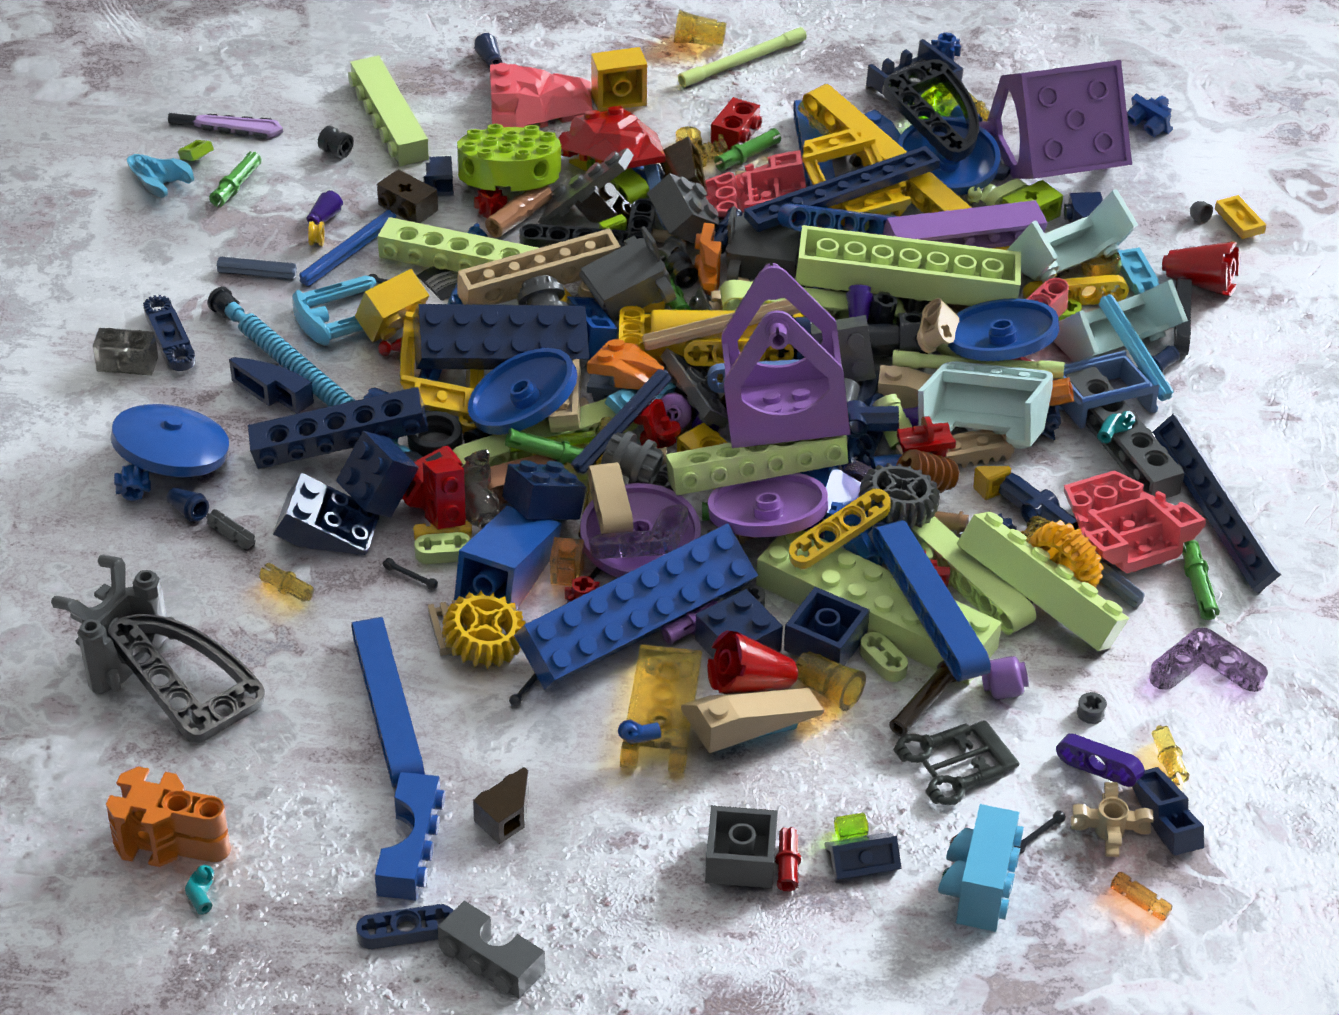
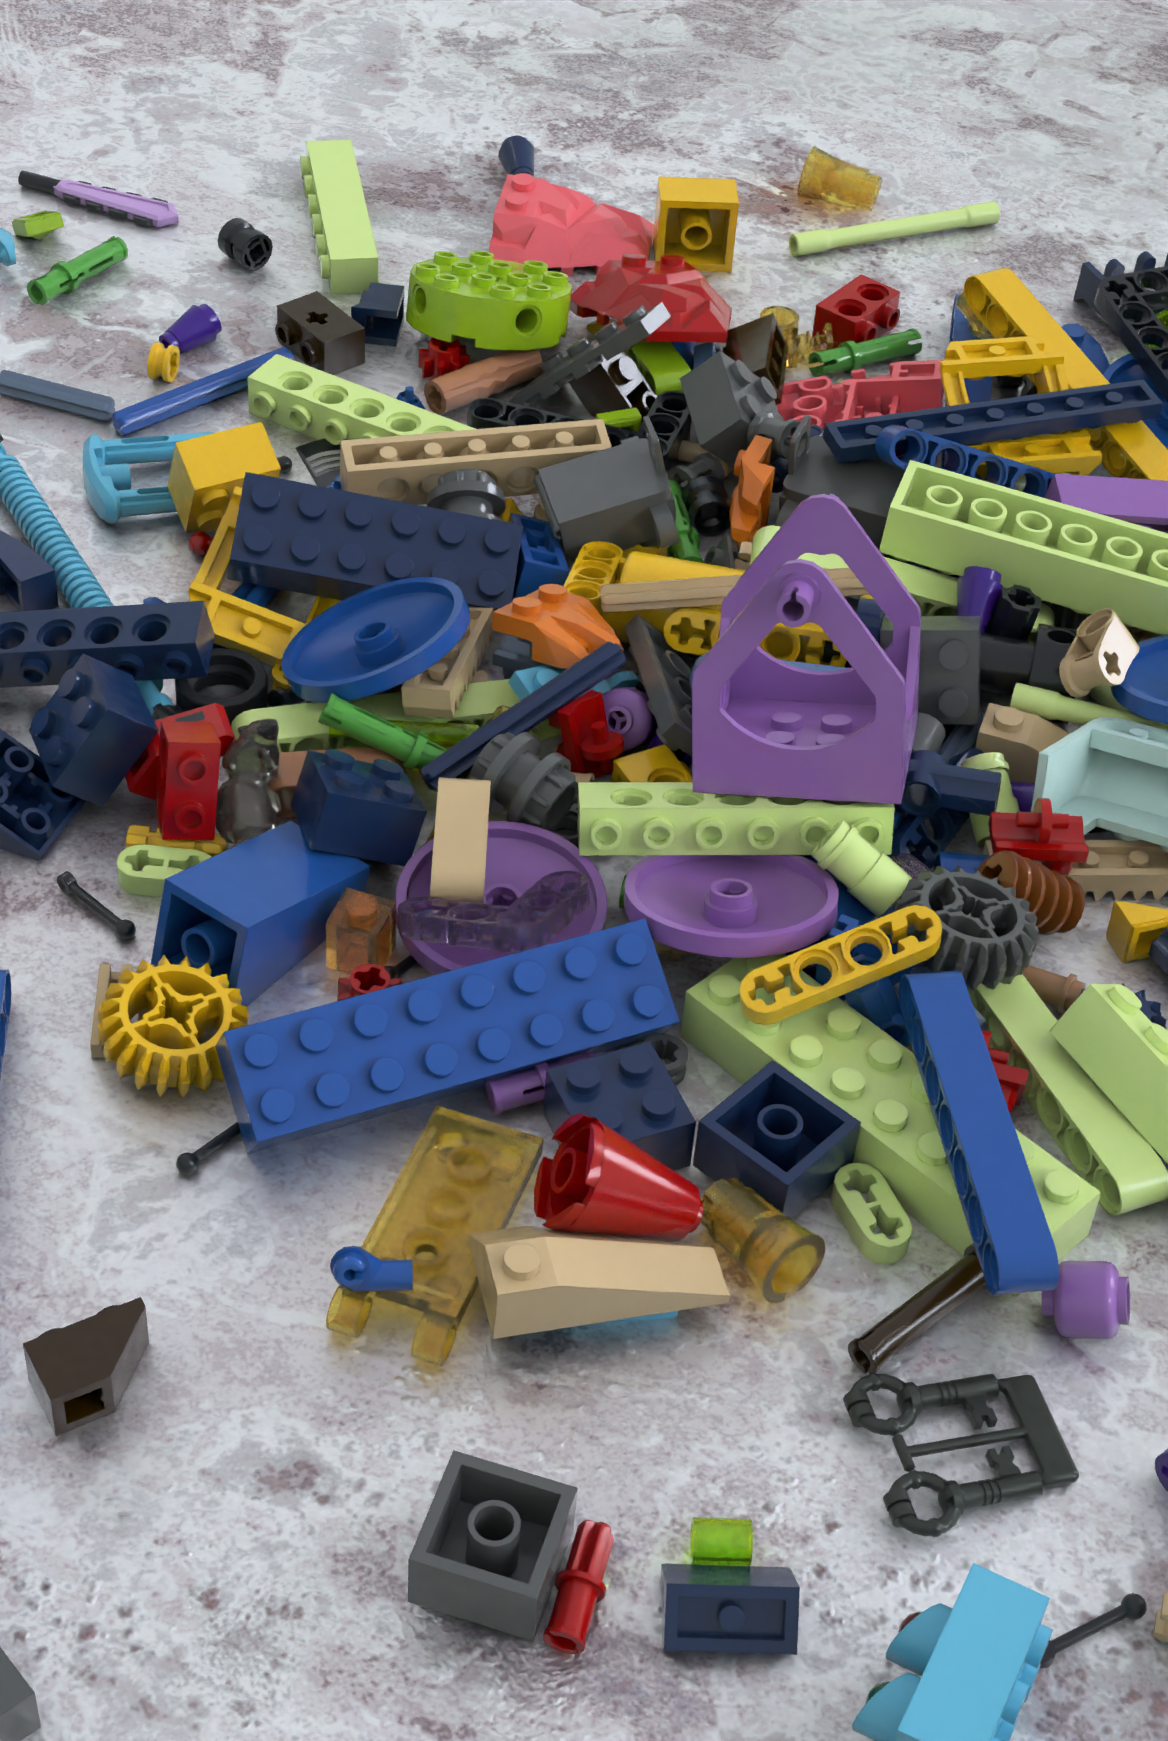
camera: 10 degrees right, 0 degrees up
(719, 218) = (774, 429): none -> dark grey bush
(834, 473) = (865, 871): none -> yellowish green piece

